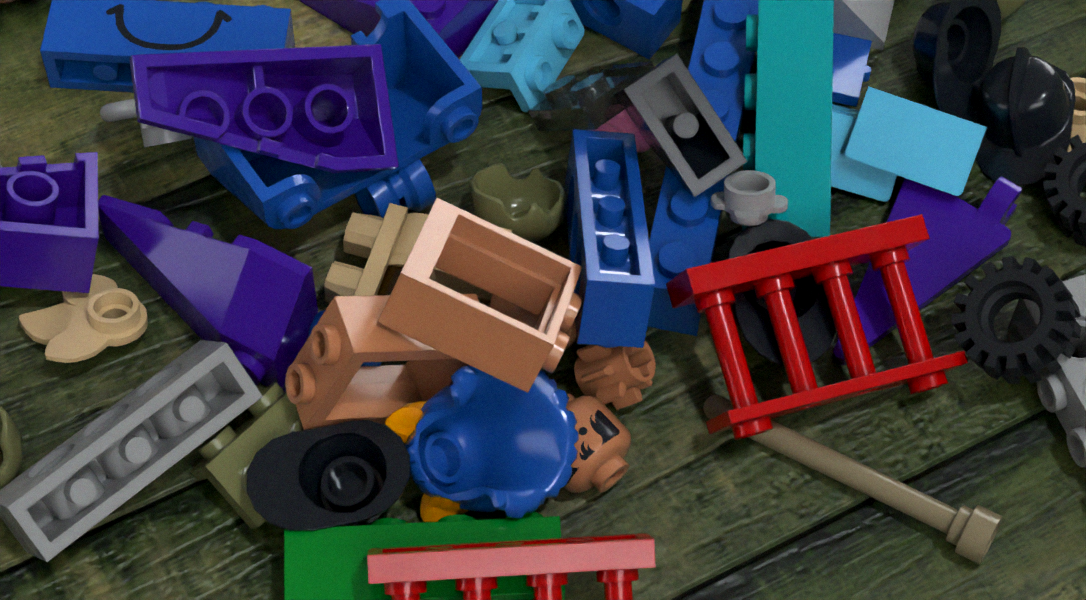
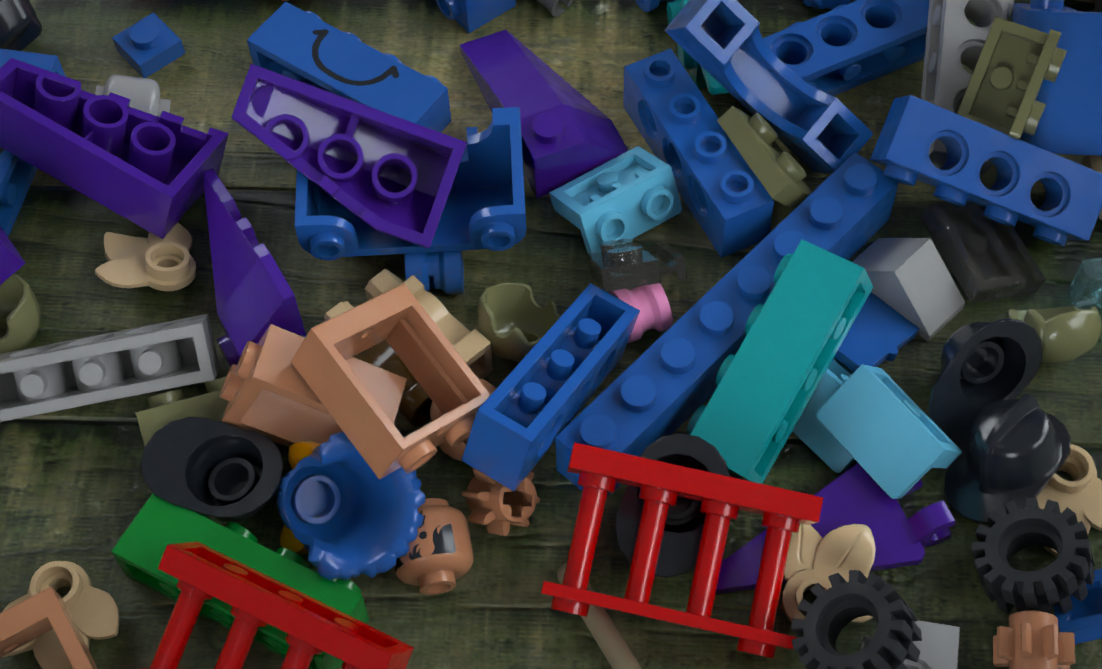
camera: 35 degrees right, 0 degrees up
(681, 125) = (664, 319): black slope -> none
(749, 197) = (688, 410): light grey plate -> none
(938, 279) = (816, 558): none -> tan plate

